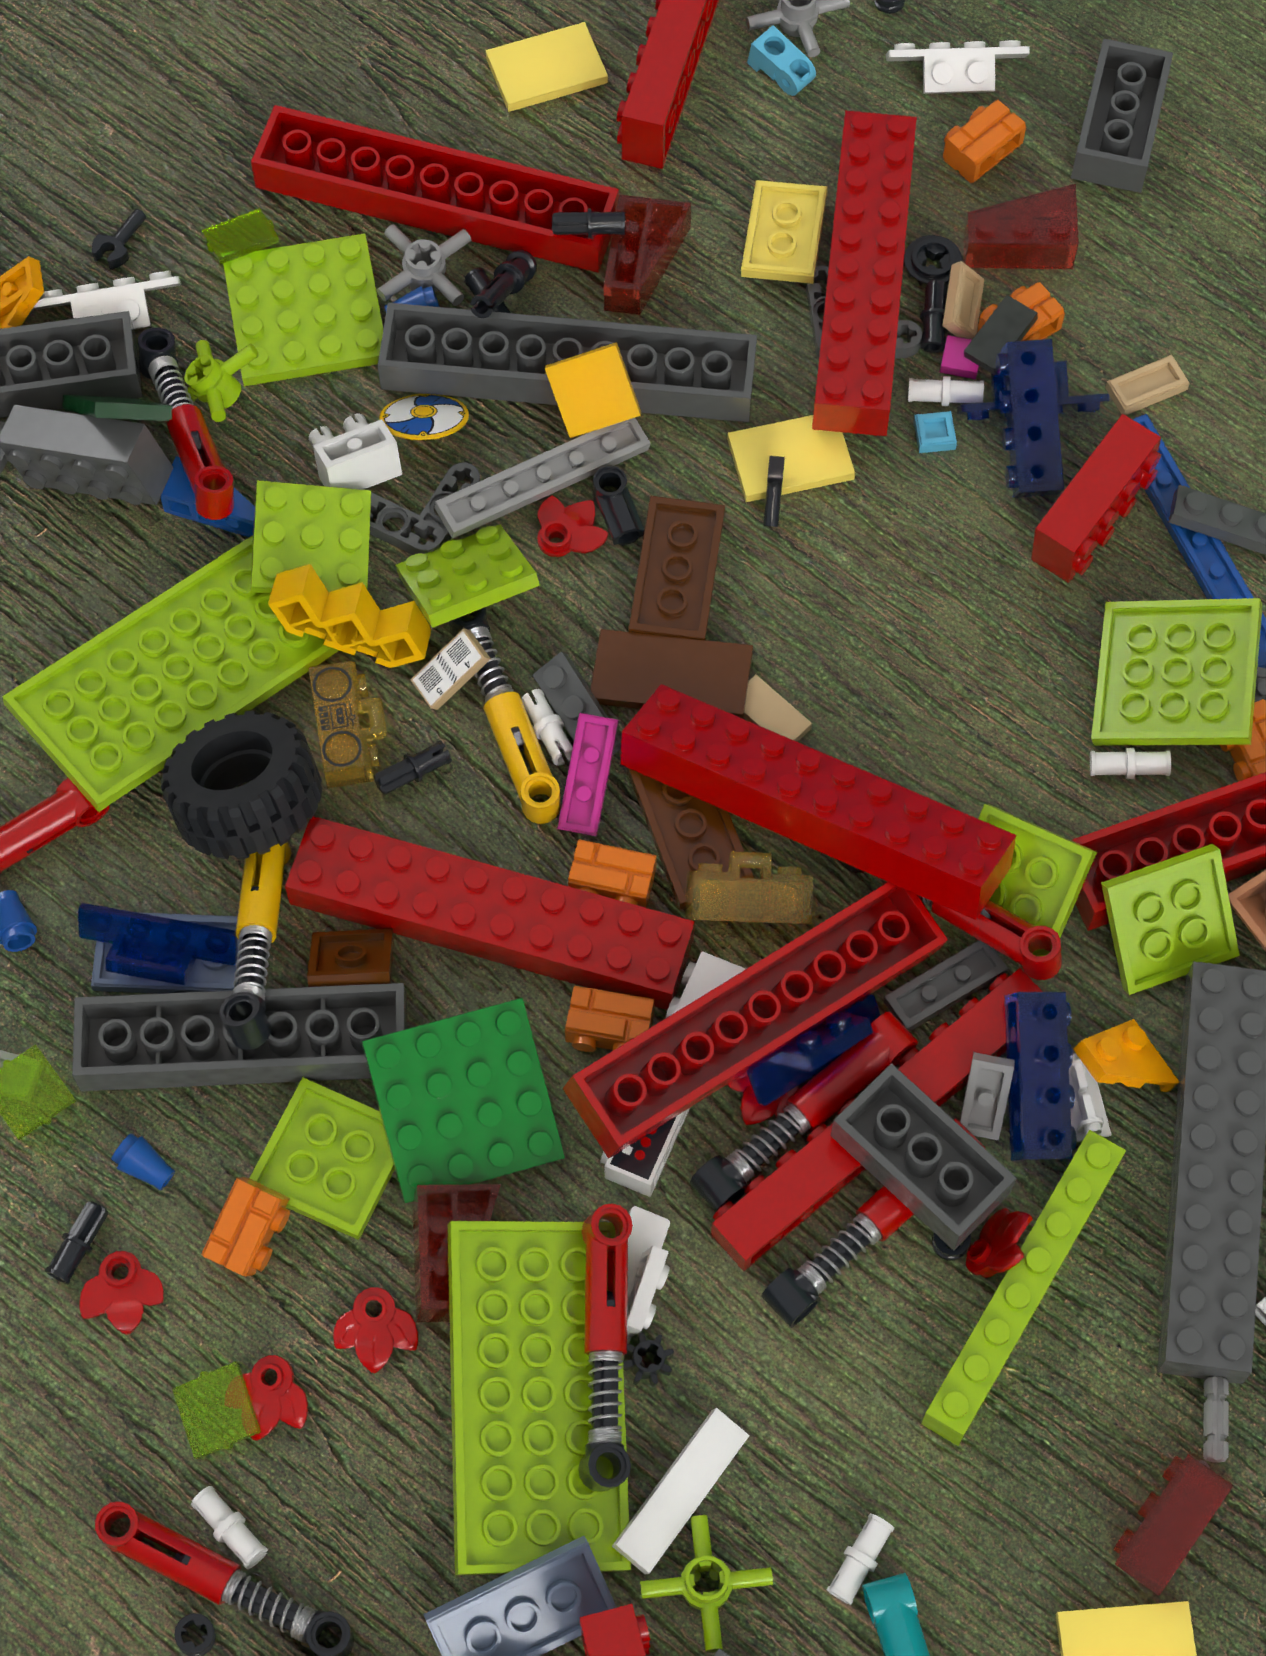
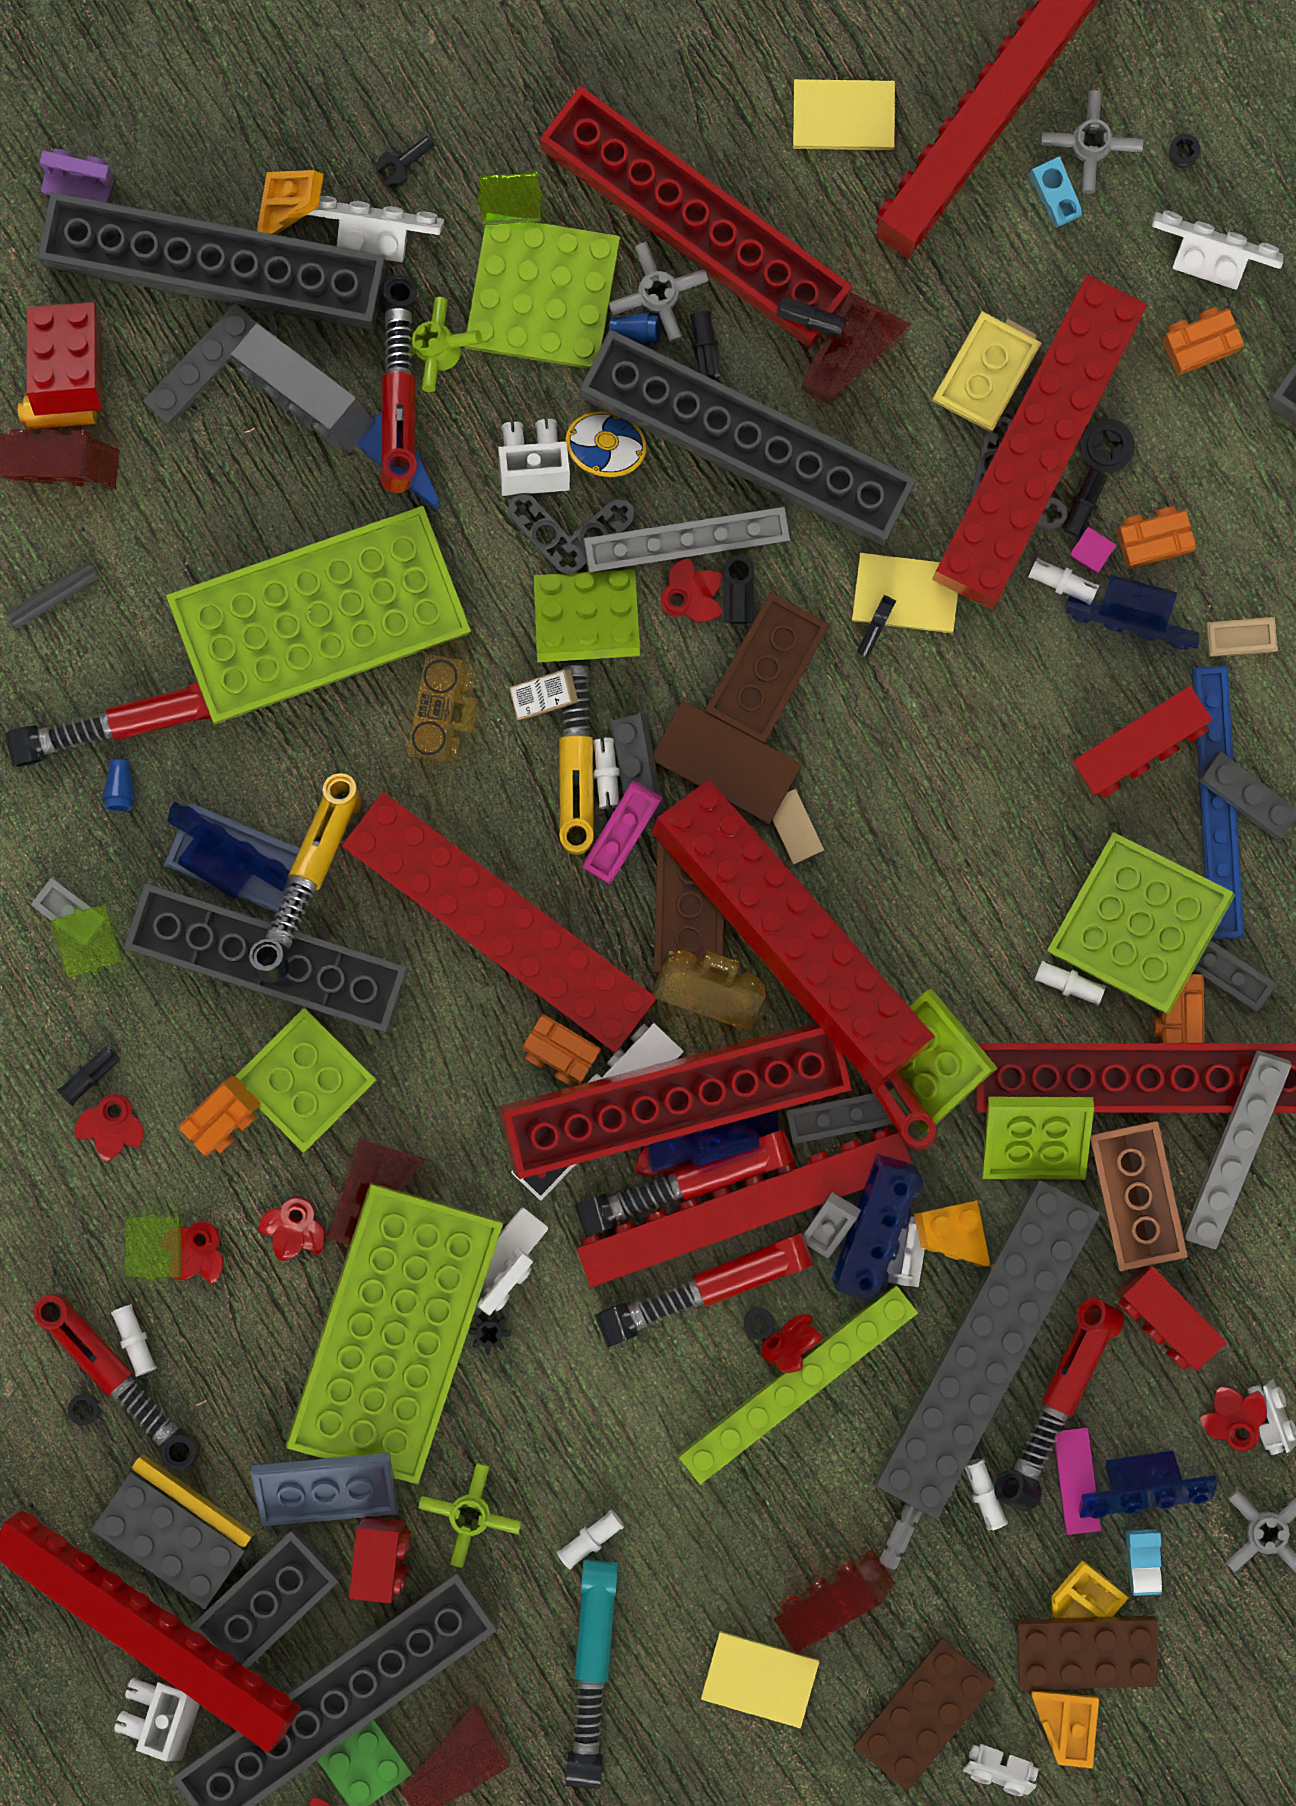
camera: 25 degrees right, 20 degrees up
(117, 408) = (341, 358): dark green tile -> none
(141, 1161) = (158, 1029): blue cone -> none
(252, 816) = (326, 711): black tyre -> none
(313, 527) = (468, 534): lime plate -> none
(349, 618) = (473, 622): yellow brick -> none
(351, 957) = (374, 923): reddish brown plate -> none
(412, 768) = (482, 769): black axle -> none
(463, 1098) = (420, 1077): green plate -> none
(508, 279) = (725, 336): black pin -> none
(593, 390) = (754, 483): yellow tile -> none
(605, 1342) = (458, 1316): piece -> none
(613, 872) = (609, 926): orange brick -> none
(680, 1491) = (476, 1440): white tile -> none
(922, 1156) = (755, 1265): dark grey brick -> none
(935, 432) = (1039, 614): medium azure tile -> none
(963, 301) = (1115, 500): tan tile -> none
(1006, 324) = (1128, 554): pearl dark grey tile -> none
(1025, 232) = (1198, 451): clear red wedge -> none
(1031, 418) = (1119, 646): clear blue brick -> none

